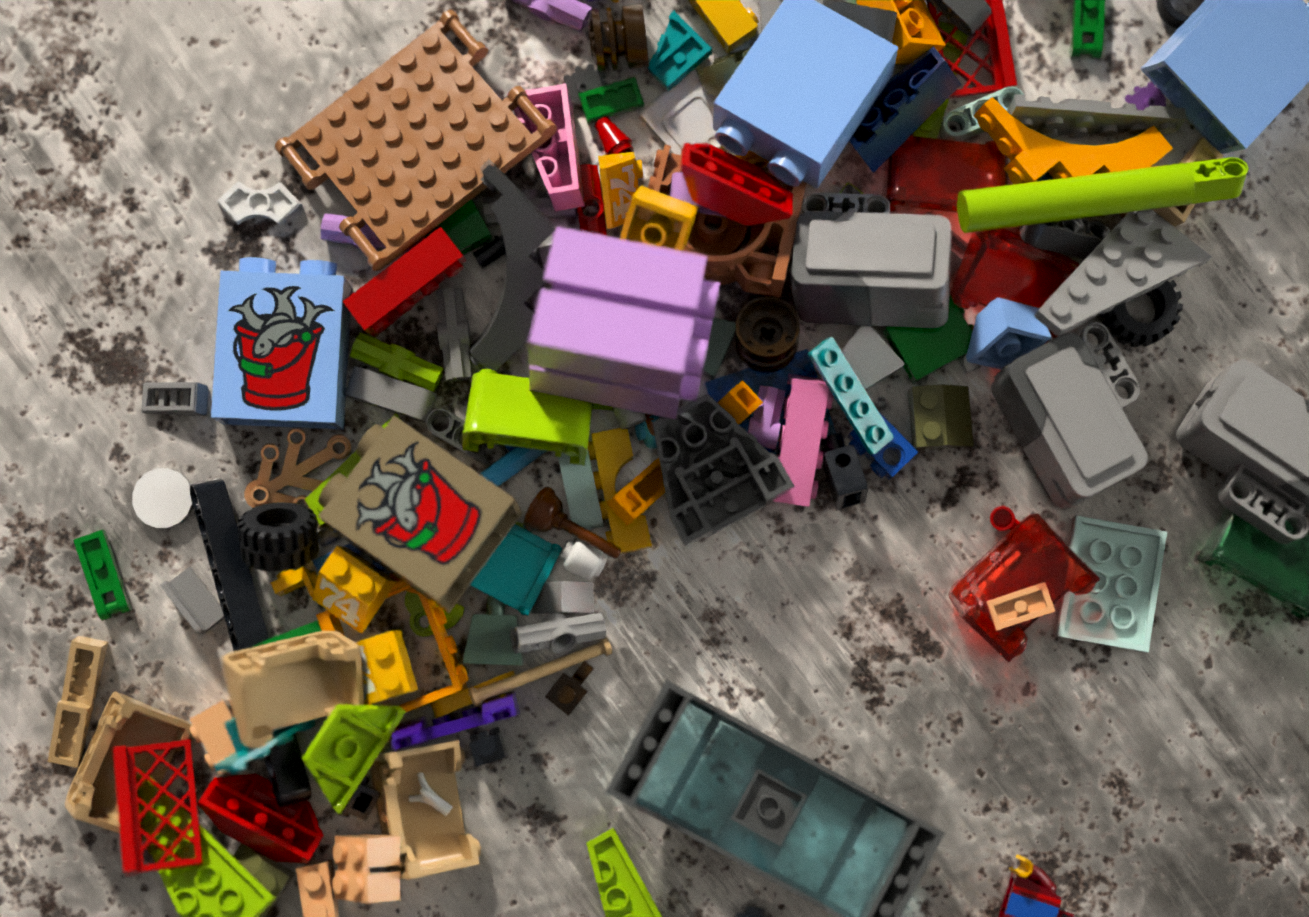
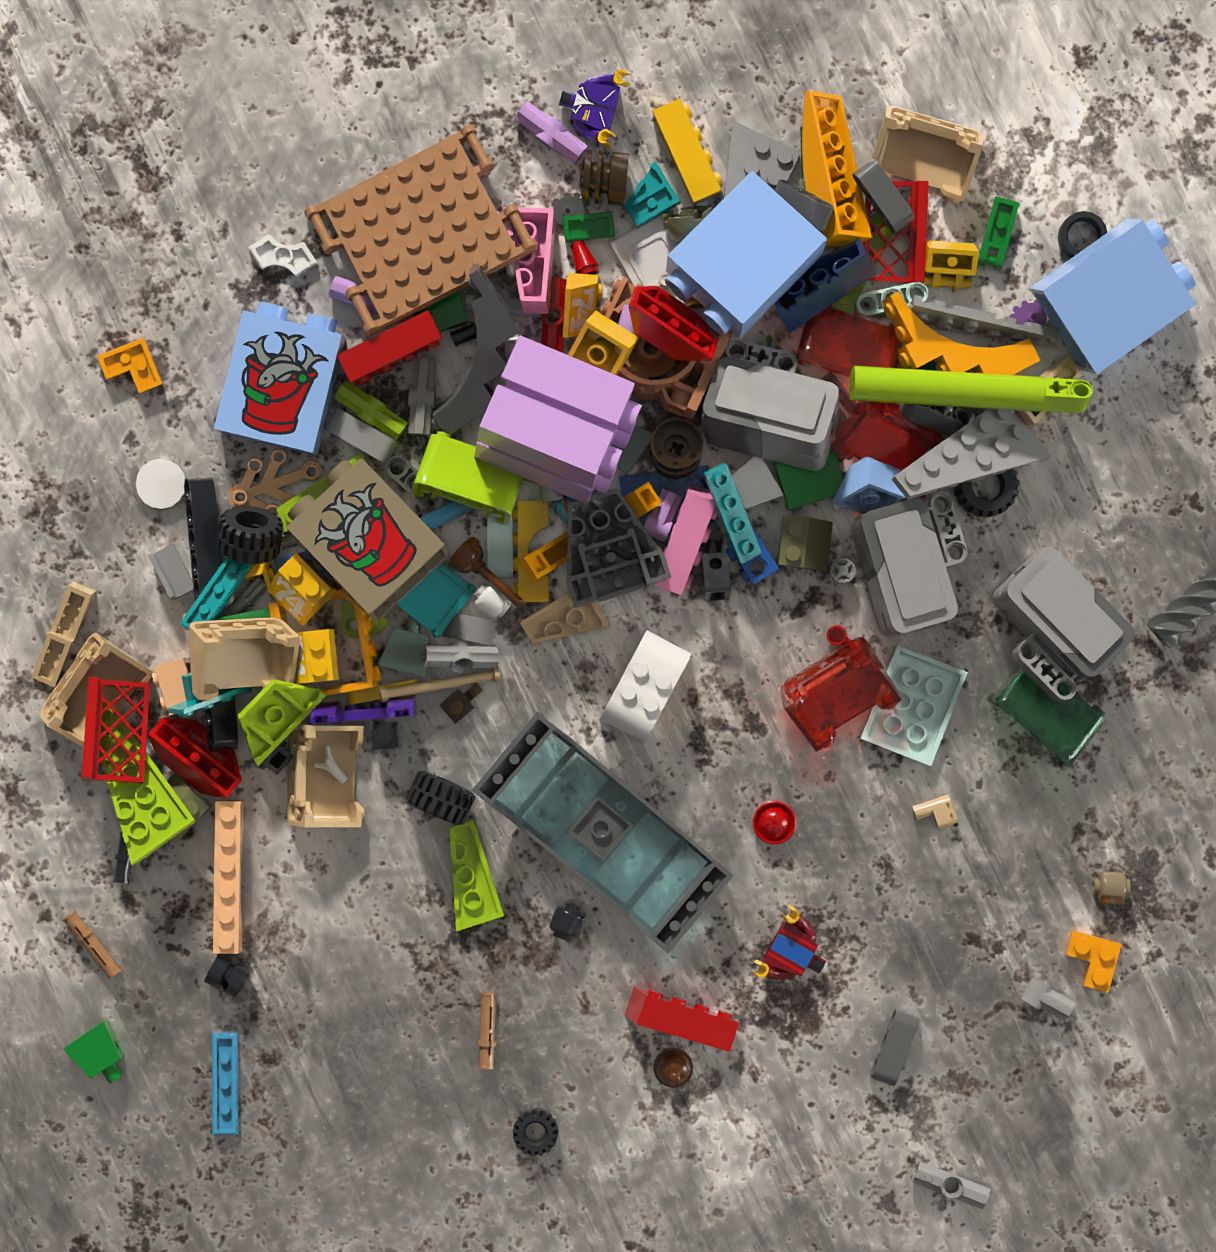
camera: 10 degrees right, 5 degrees up
(102, 574) = (101, 535): green plate -> none
(106, 357) = (132, 358): none -> light orange plate
(194, 398) = (200, 407): light grey slope -> none
(252, 612) = (217, 592): none -> teal tile
(290, 612) = (246, 597): none -> light grey axle
(354, 858) = (263, 803): light nougat piece -> none
(568, 809) = (440, 797): none -> black tyre
(673, 564) = (563, 620): none -> tan wing
(788, 624) = (645, 686): none -> white brick
(975, 758) = (774, 822): none -> red hat
(996, 436) = (841, 568): none -> light grey wheel
(1020, 606) = (835, 708): light nougat plate -> none
(1042, 53) = (950, 259): none -> yellow brick
(1171, 703) = (940, 809): none -> tan piece

